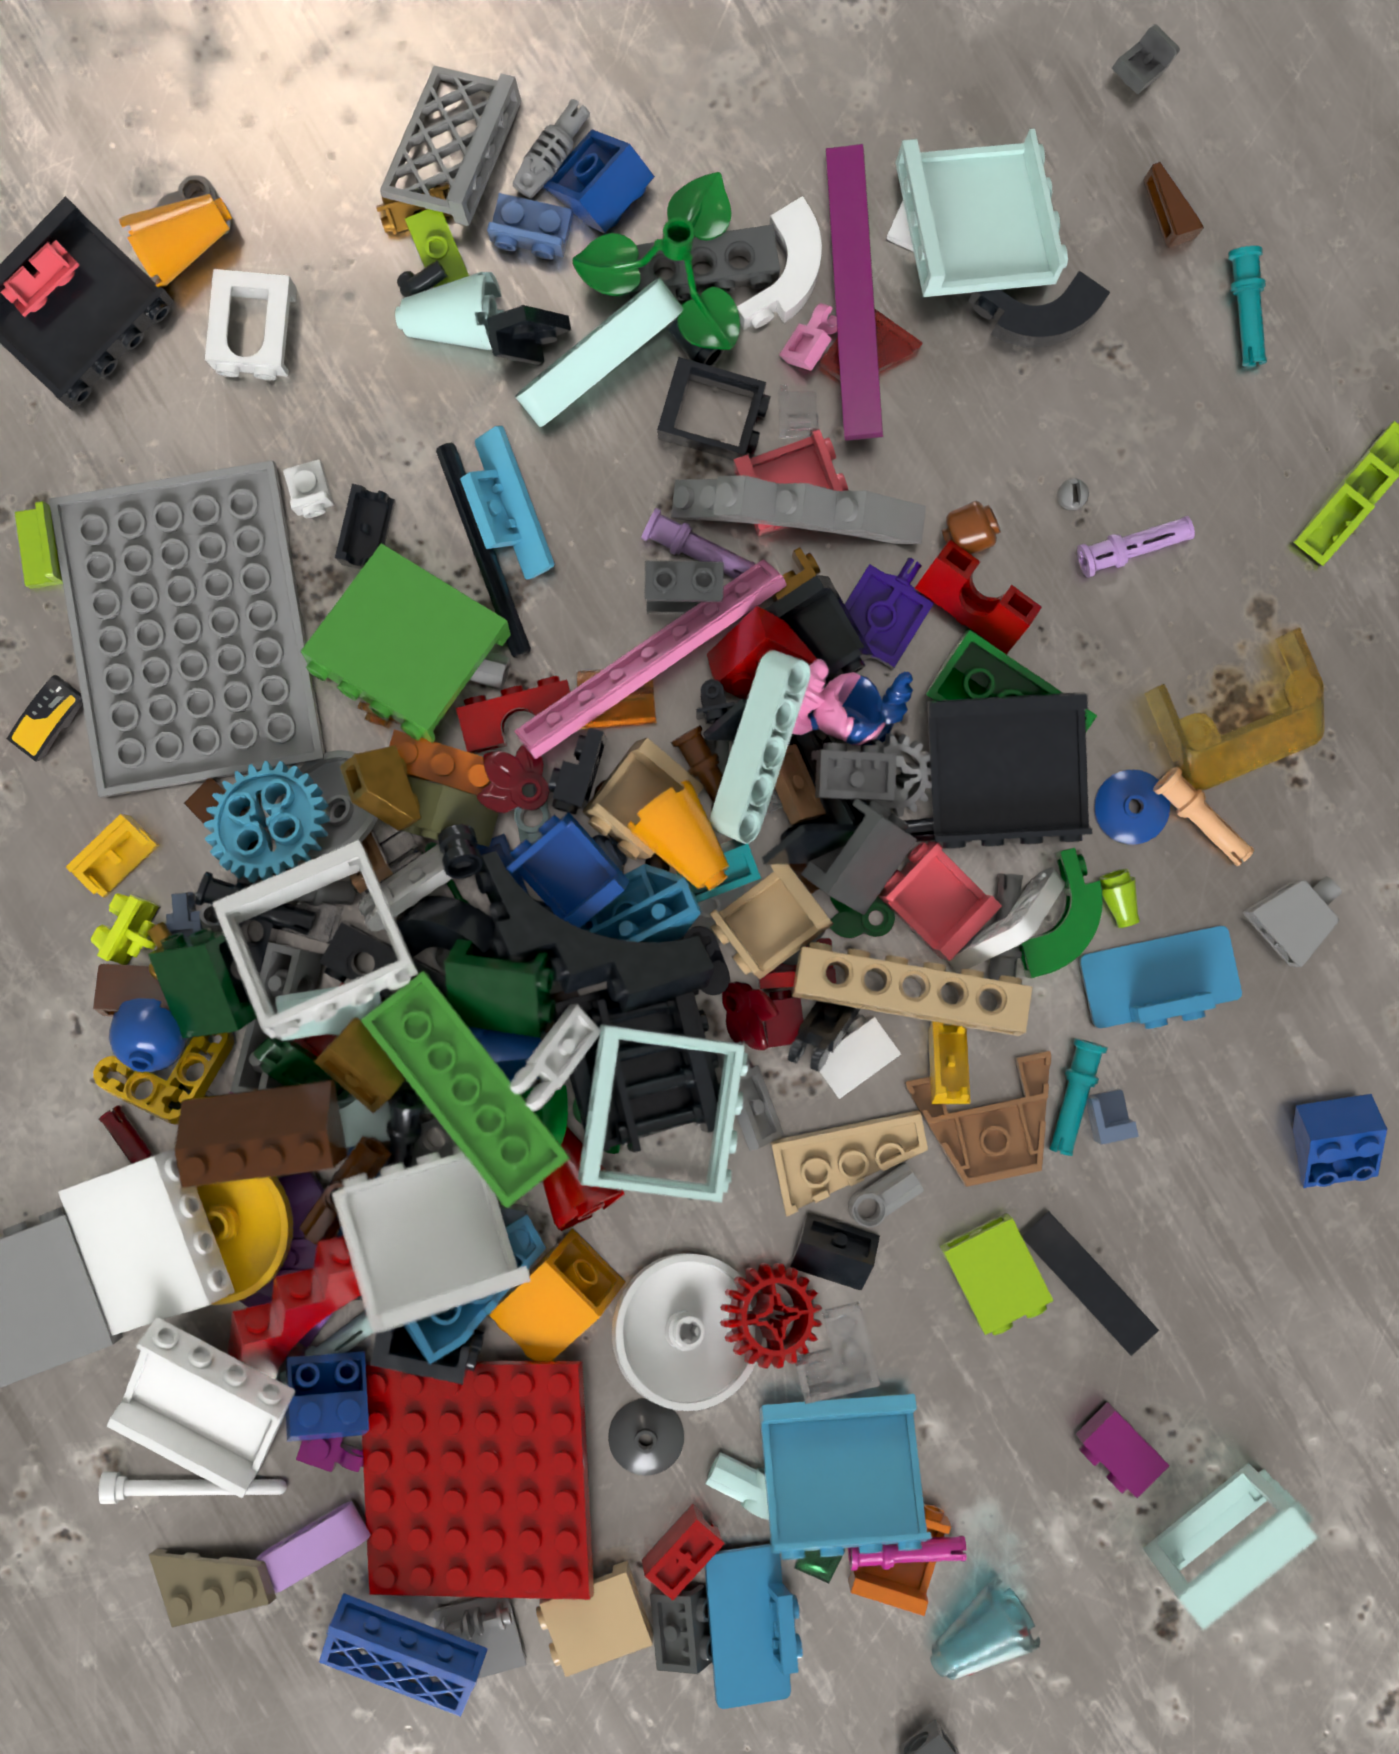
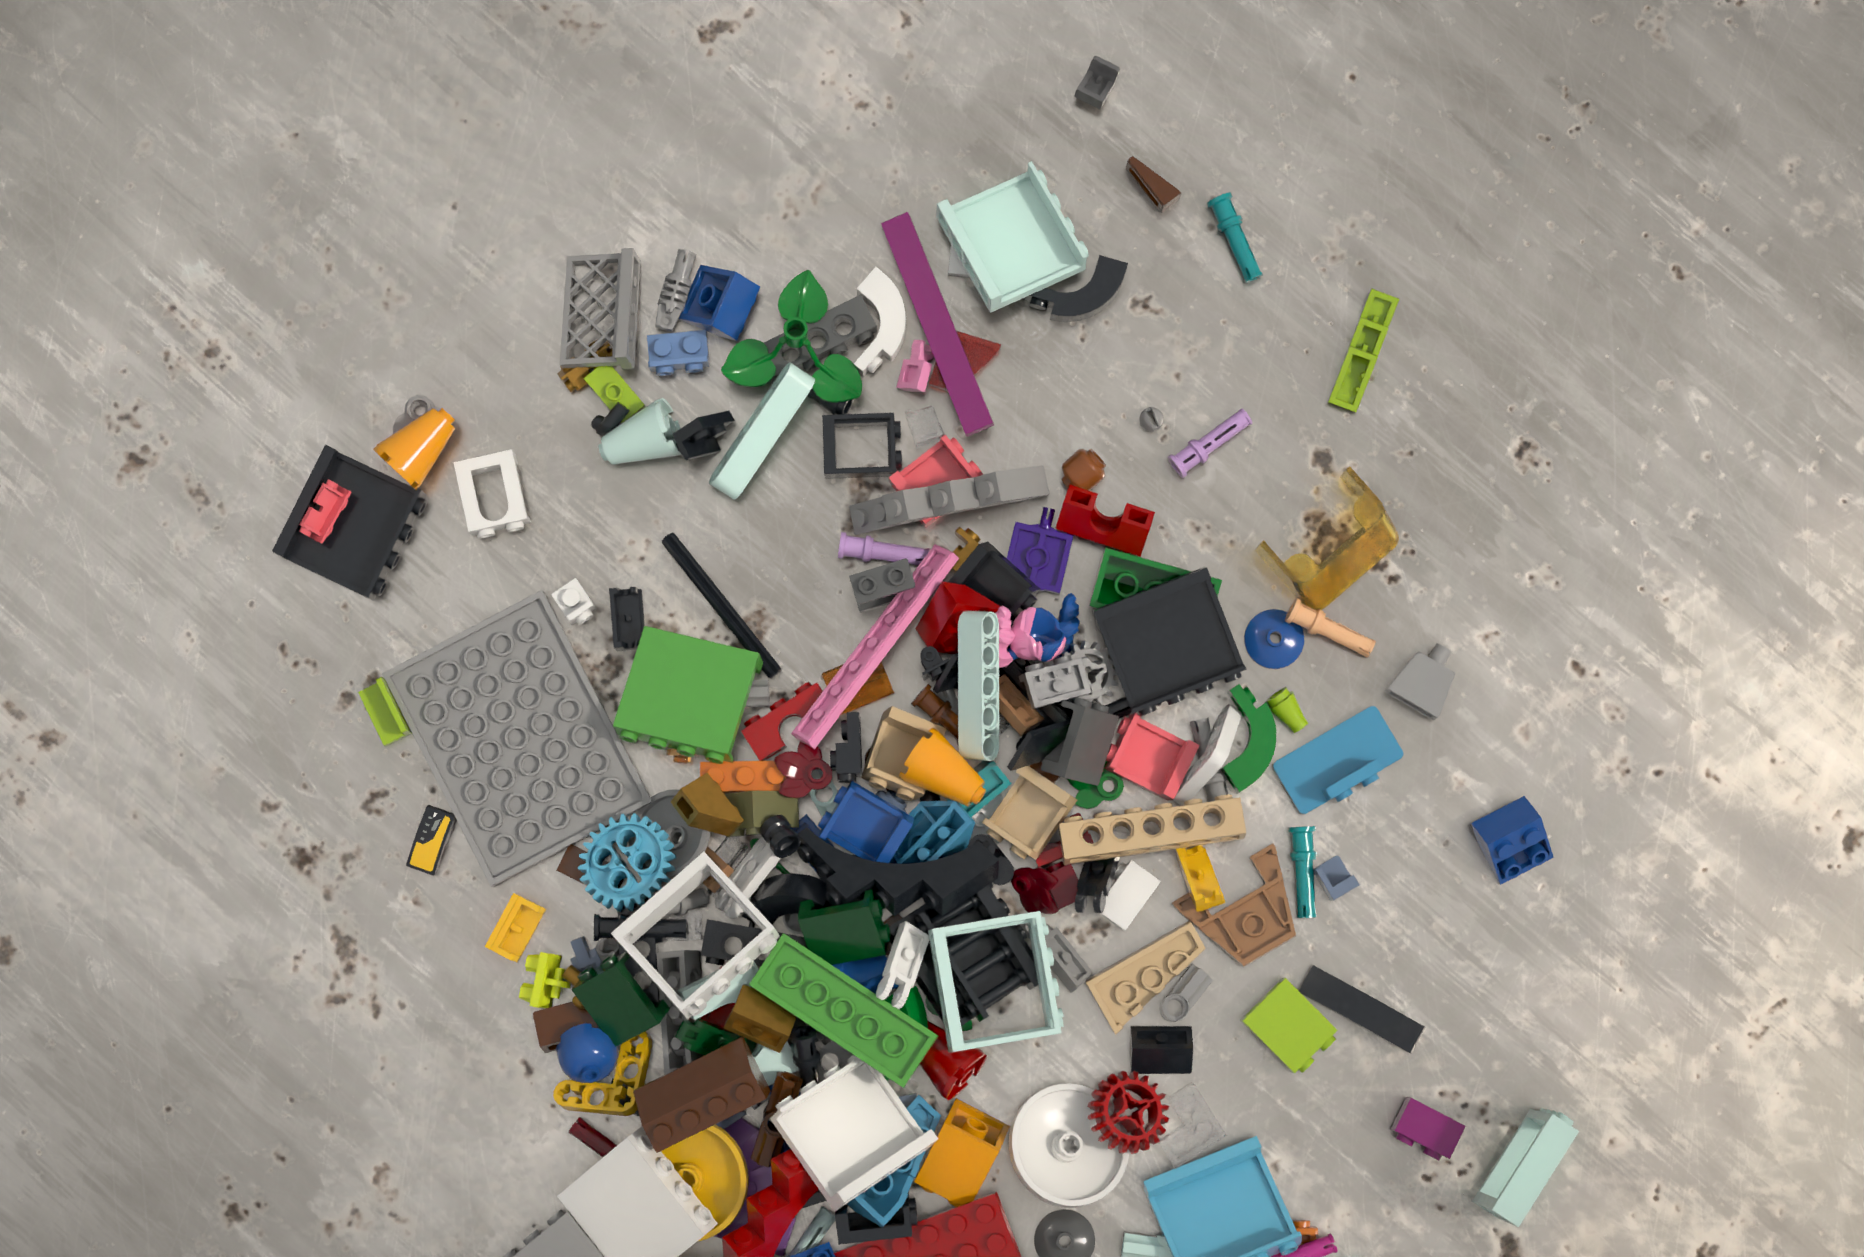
camera: 10 degrees left, 5 degrees down
(504, 506) = (727, 567): medium azure bracket -> none

